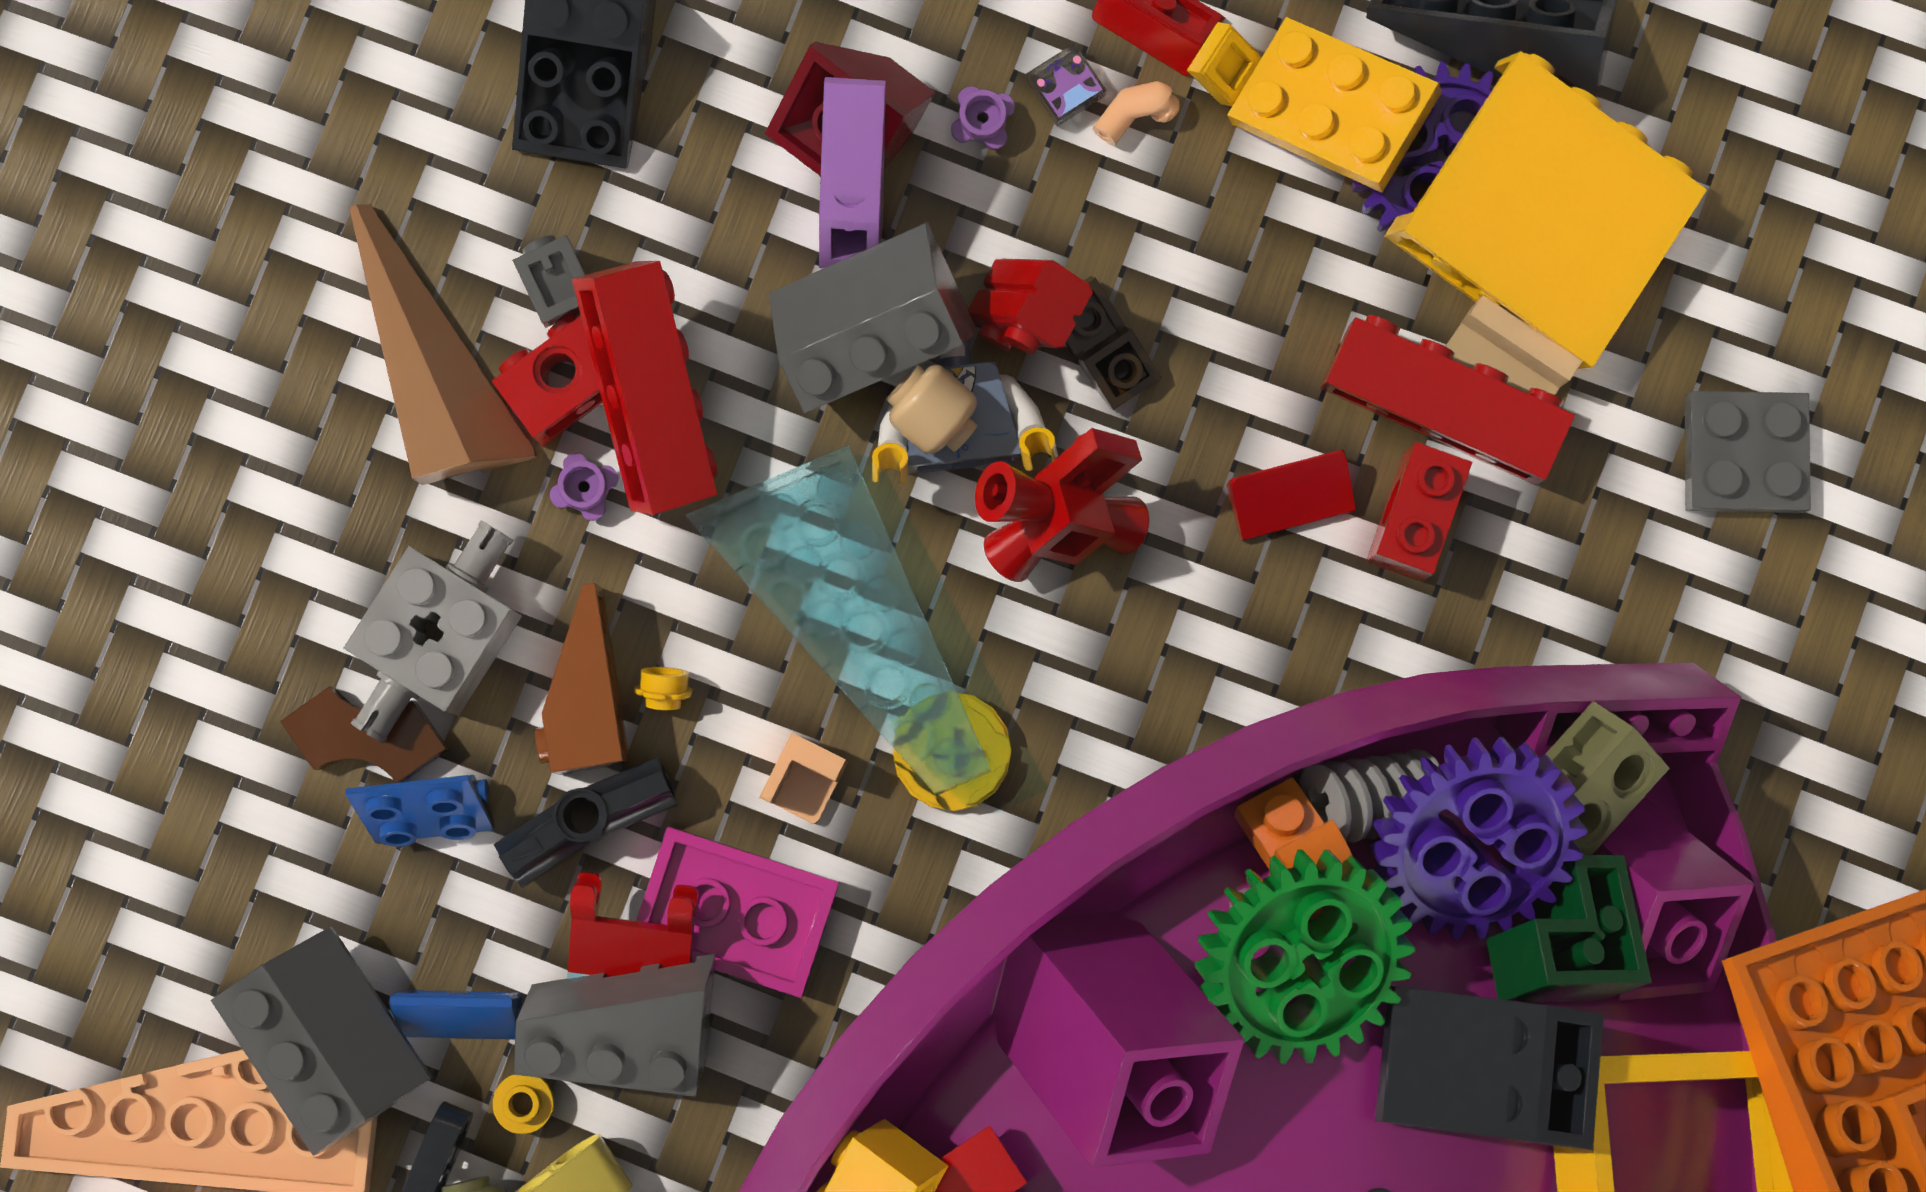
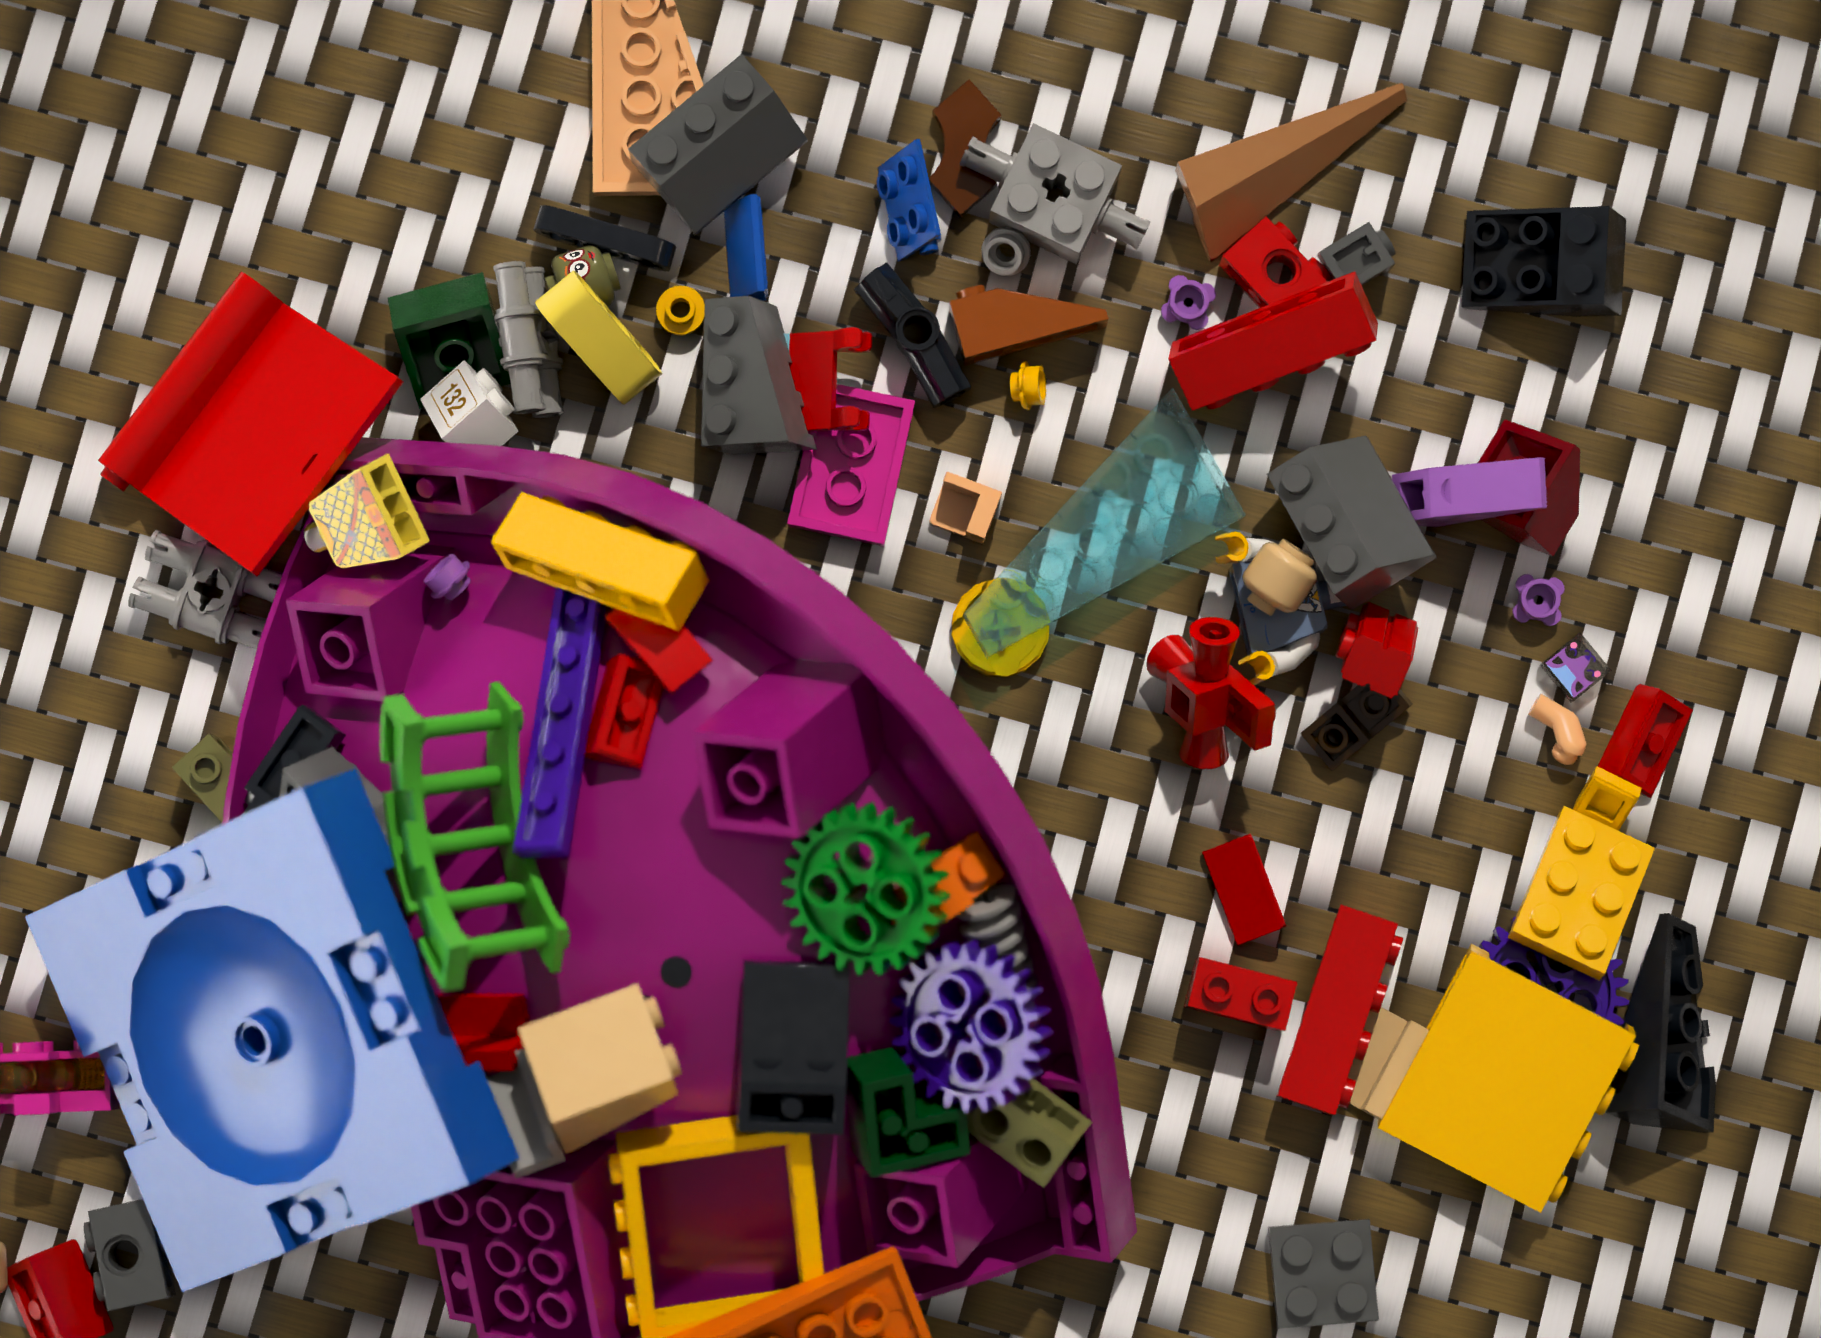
camera: 80 degrees right, 0 degrees up
(508, 709) = (996, 260): none -> light grey plate

